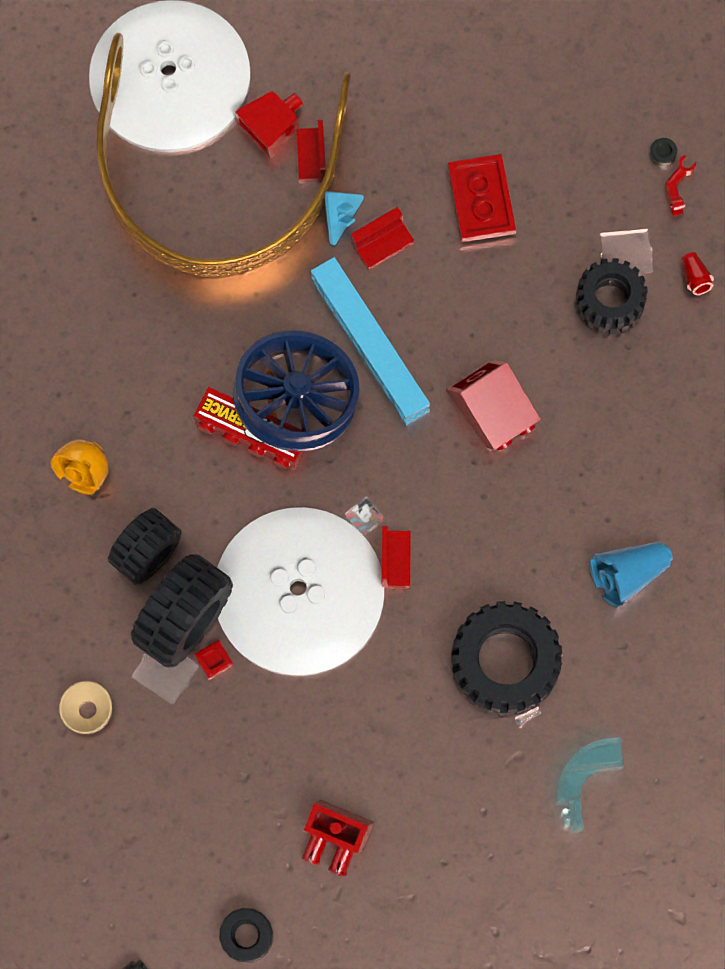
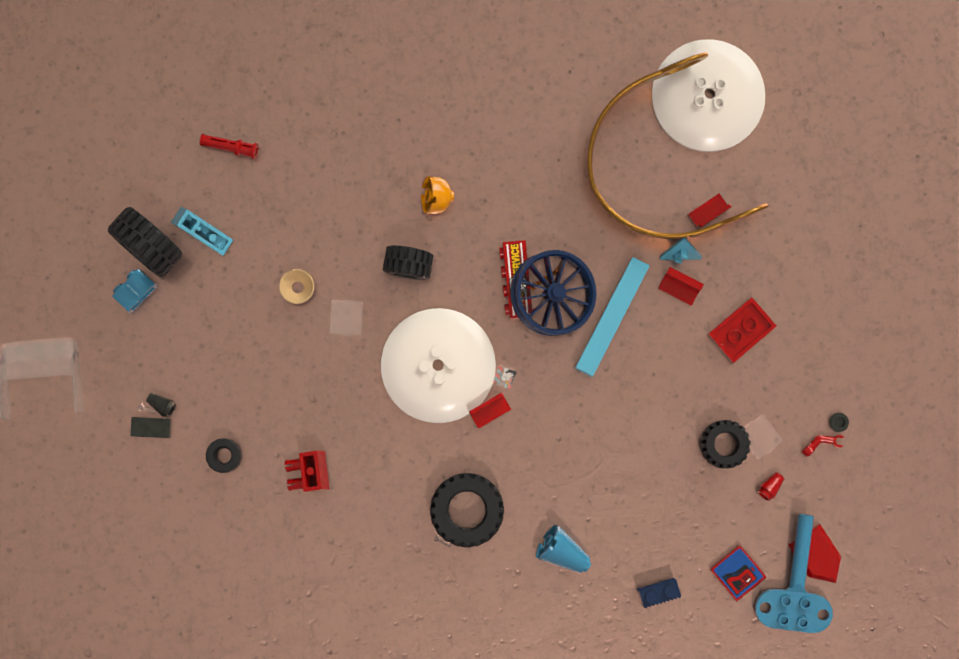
camera: 50 degrees right, 10 degrees up
(181, 610) = (381, 308): black tyre -> none
(213, 659) = (369, 341): red tile -> none
(270, 120) = (714, 174): red torso -> none
(494, 404) = (616, 413): slope -> none
(593, 758) = (427, 588): clear light blue arch -> none

